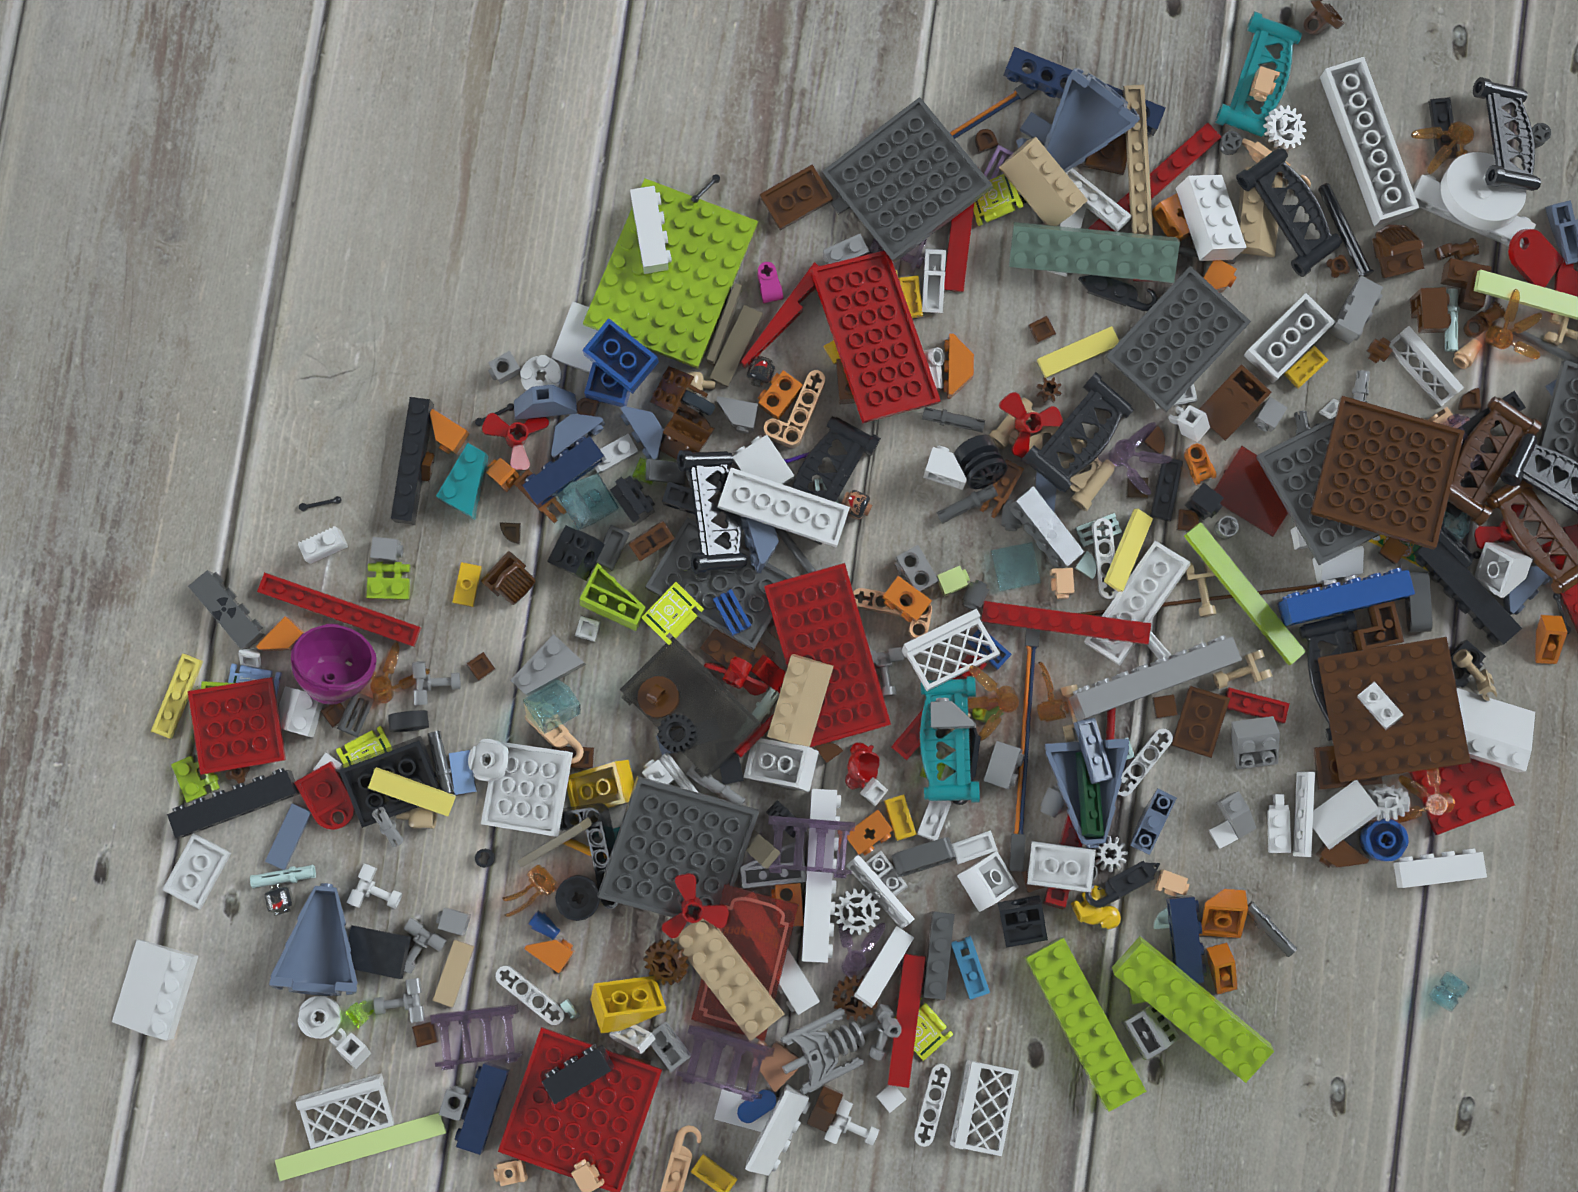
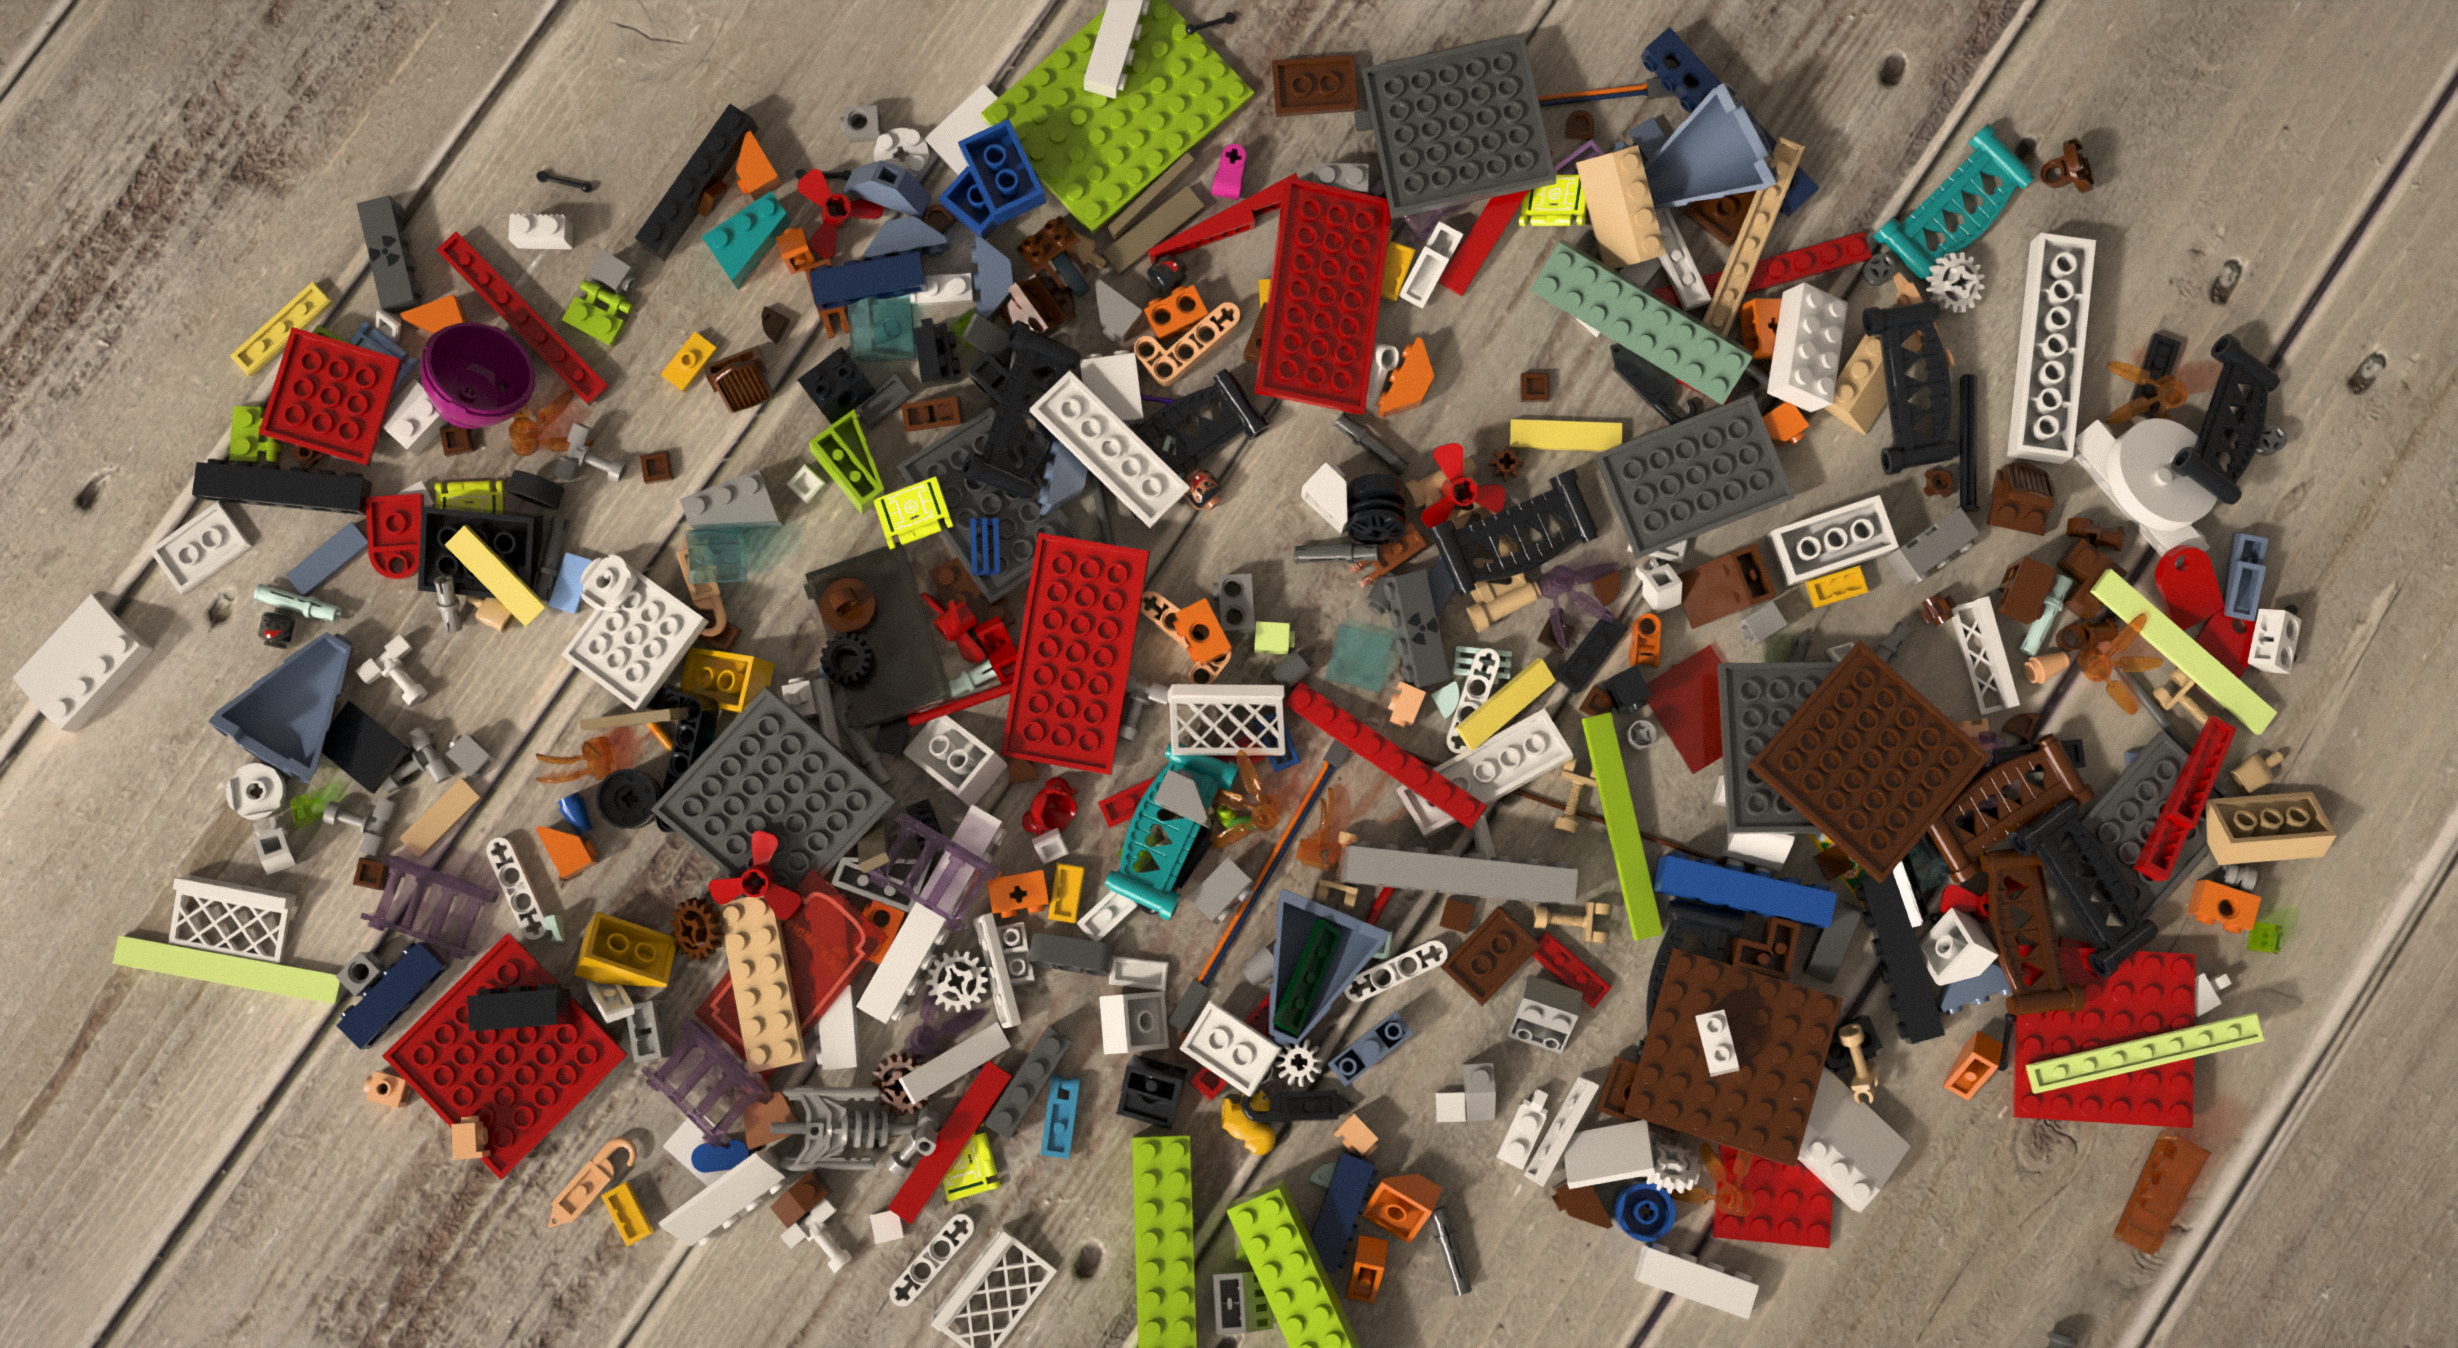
camera: 25 degrees right, 0 degrees up
(348, 711) = (471, 444): dark grey tile -> none
(478, 855) = (551, 705): black bush -> none
(800, 700) = (1013, 692): tan slope -> none
(1093, 750) = (1339, 926): sand blue tile -> none
(1263, 83) = (1955, 215): light nougat brick -> none

